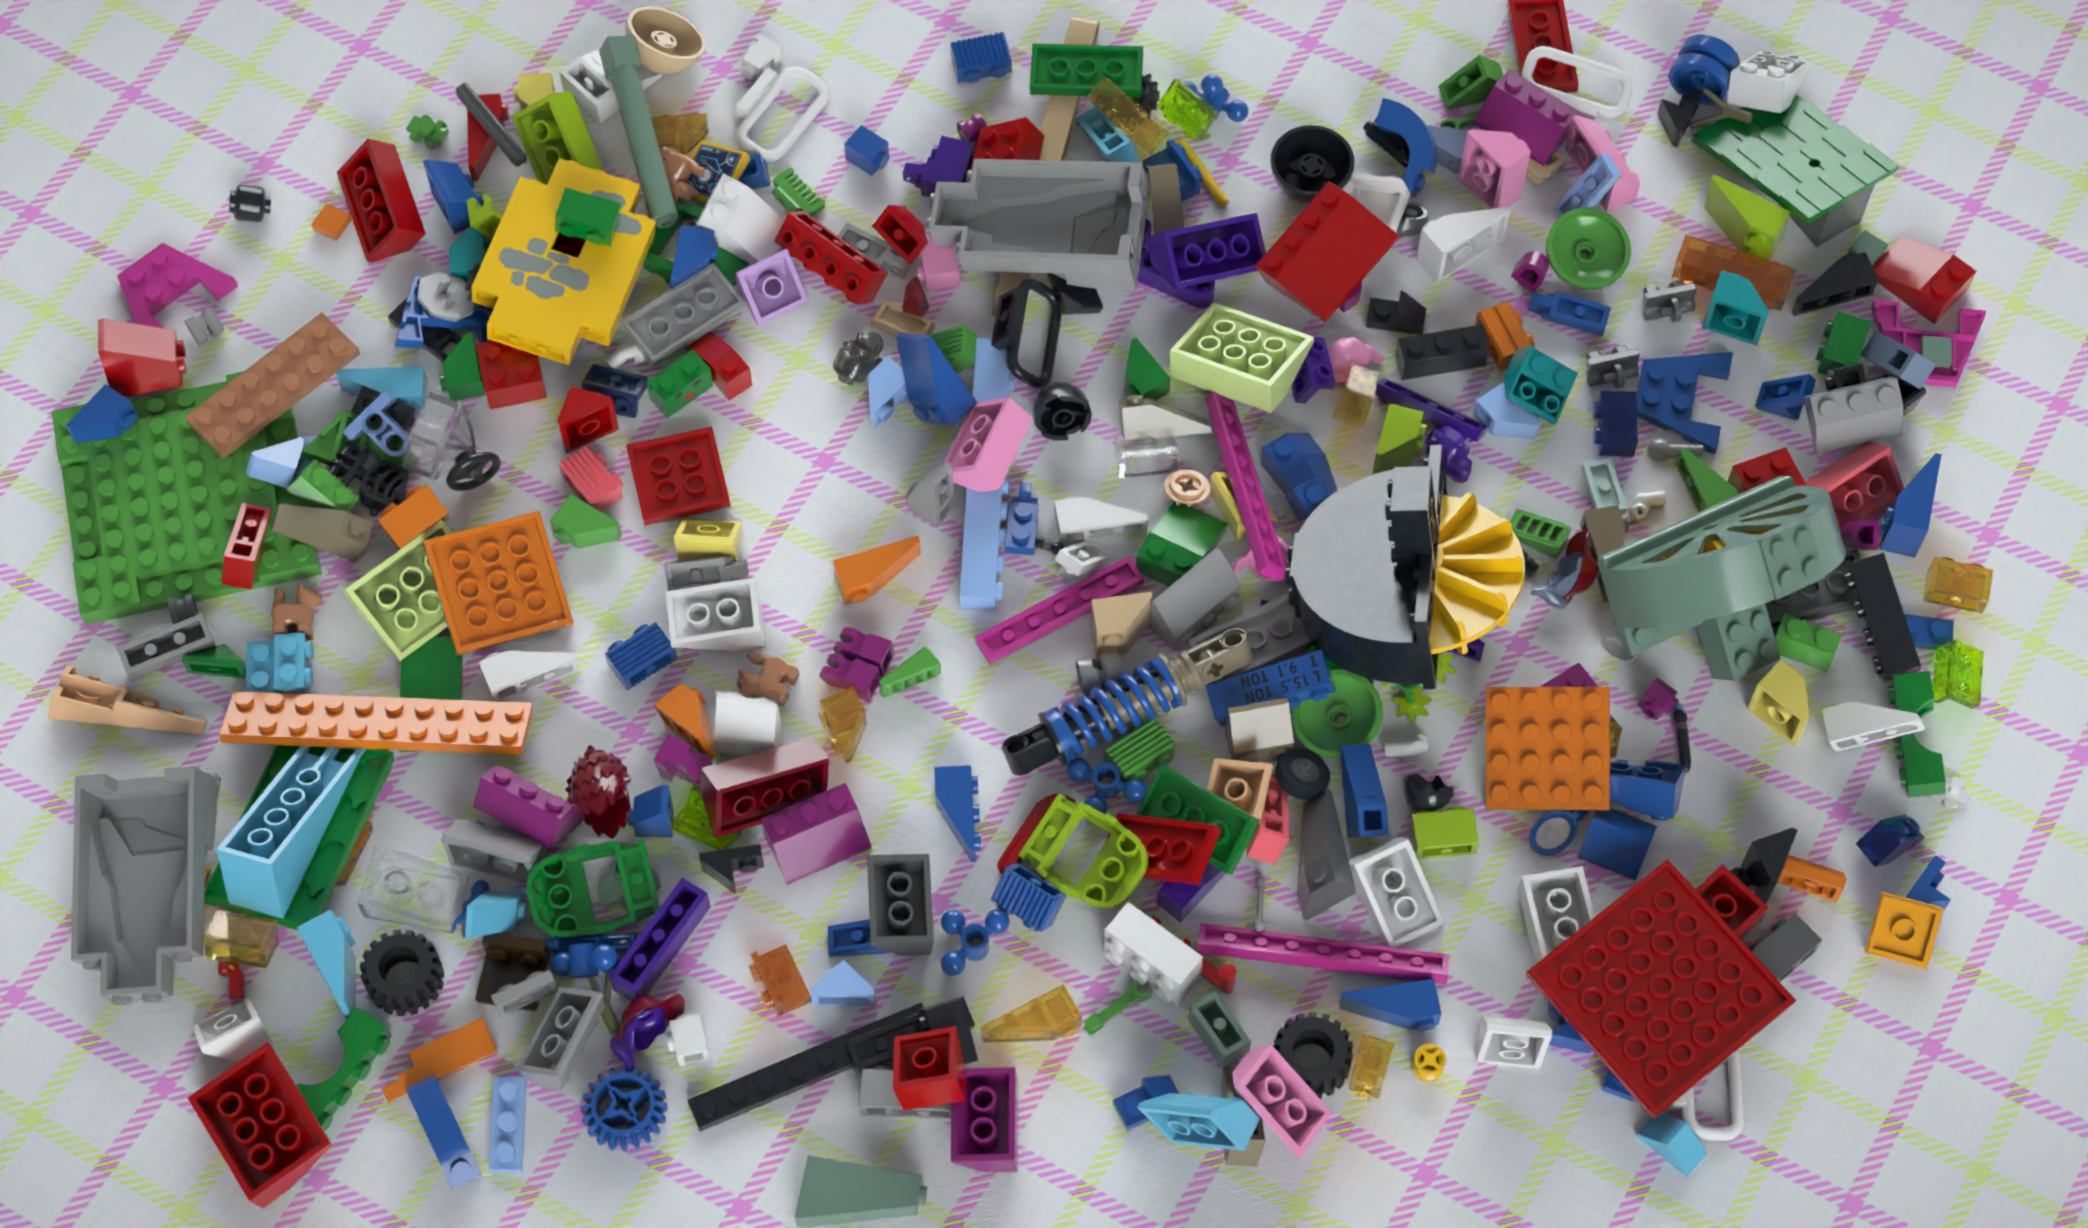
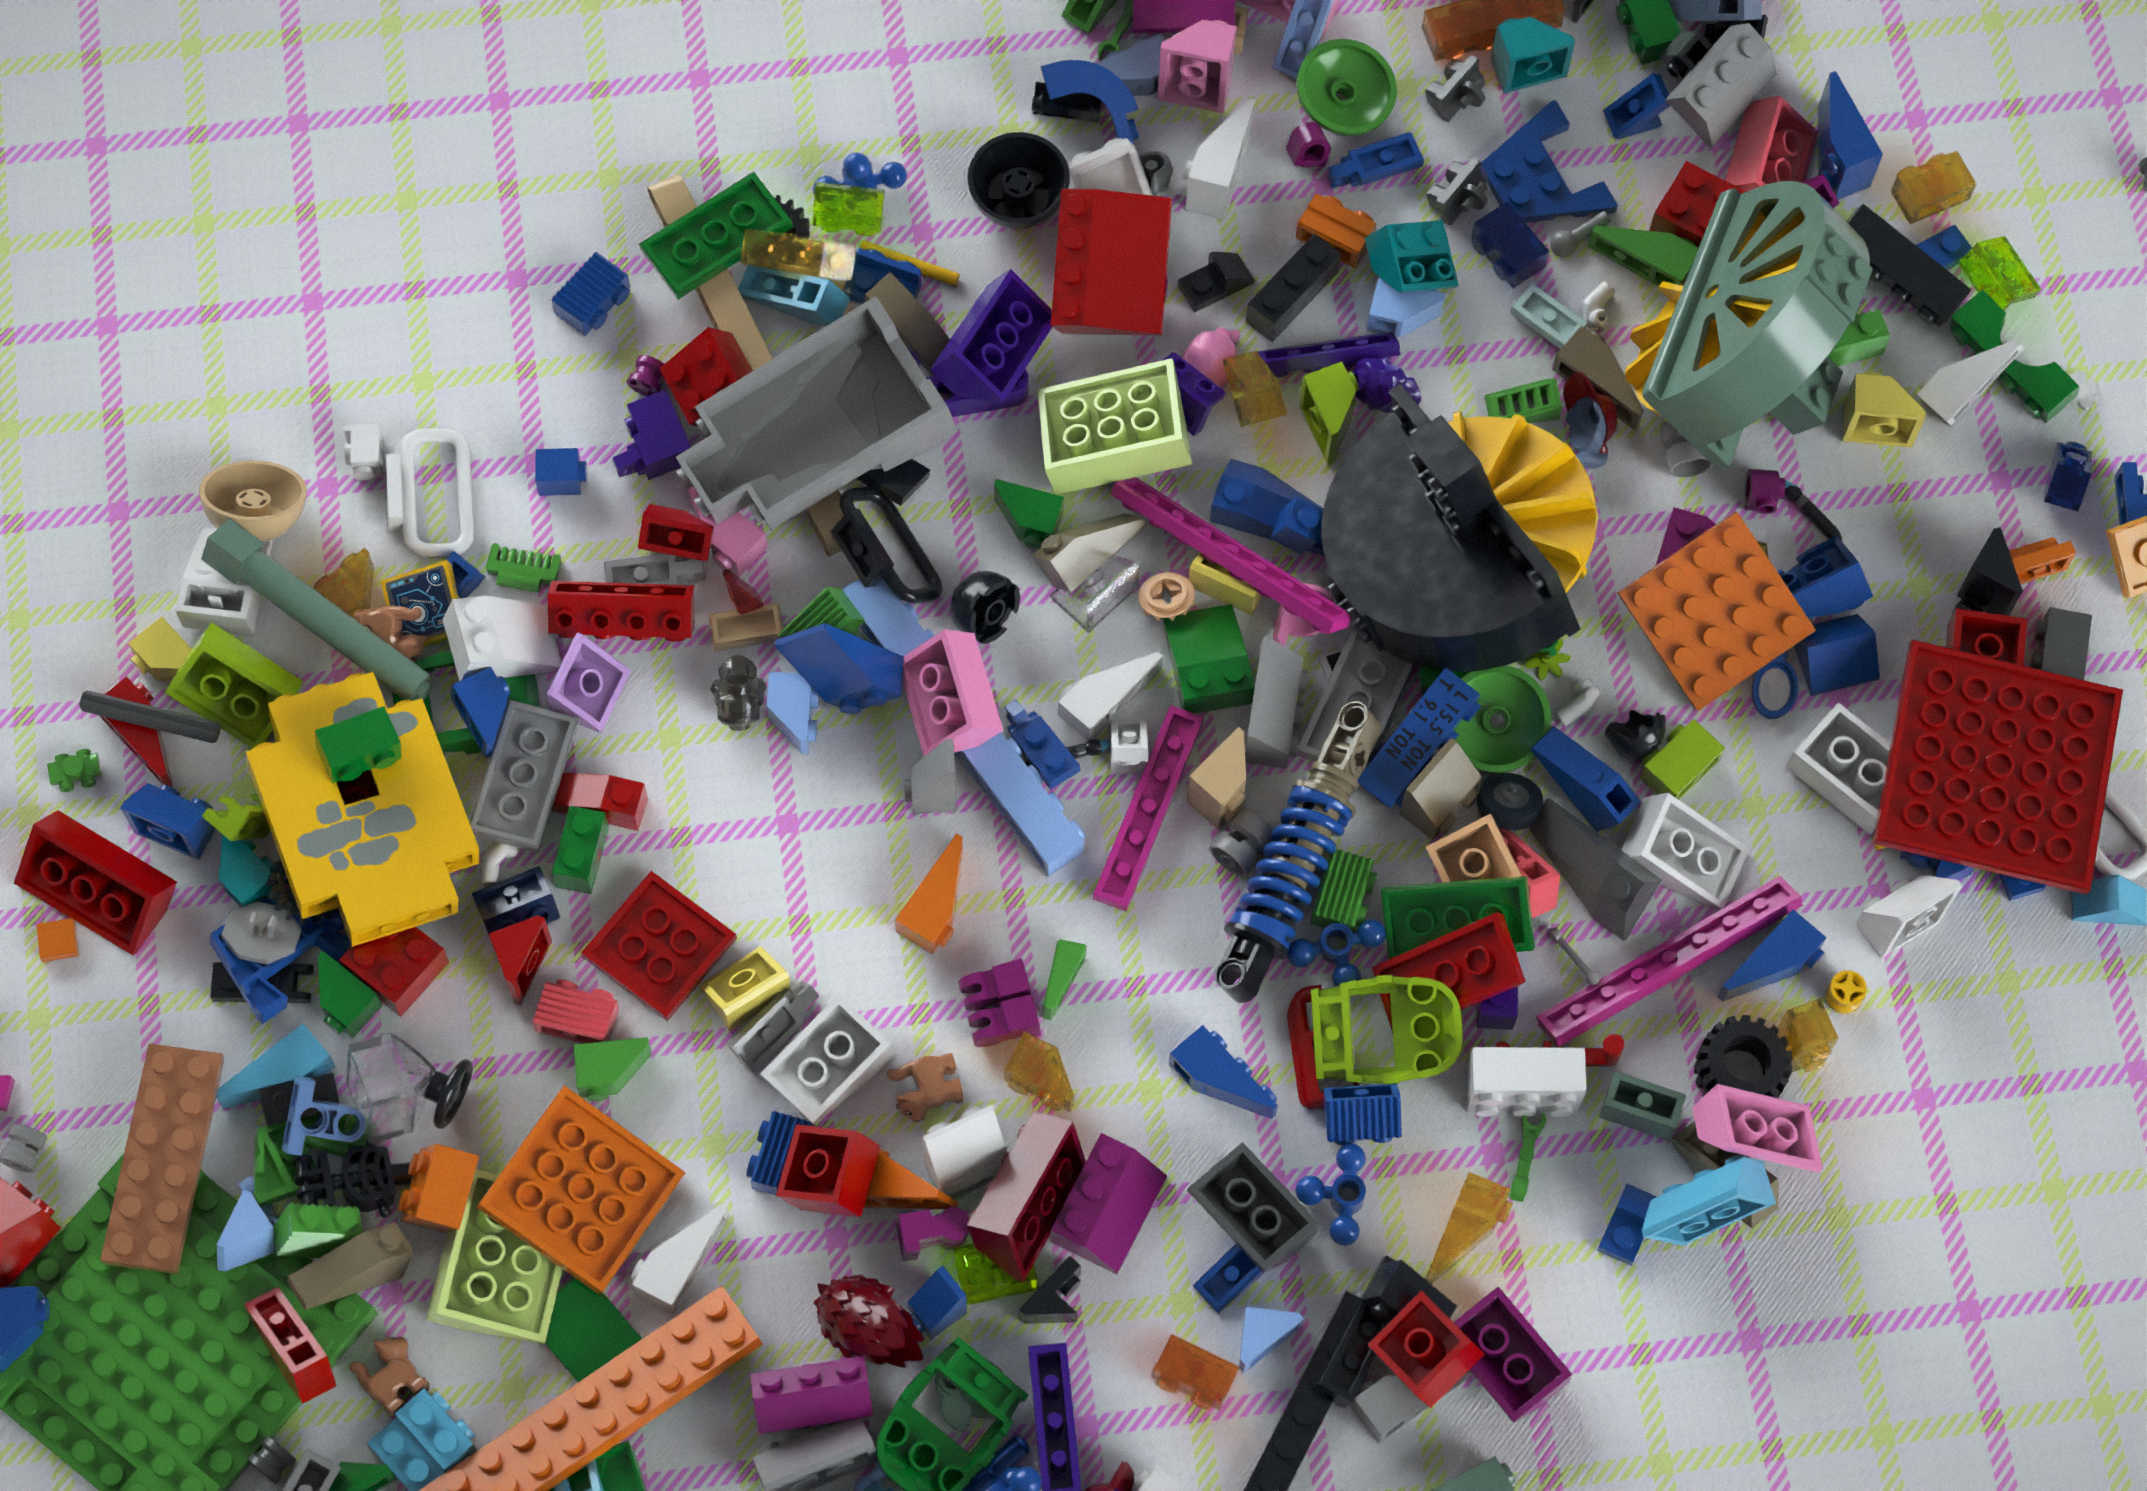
camera: 40 degrees left, 5 degrees up
(653, 678) = (828, 1170): none -> red brick

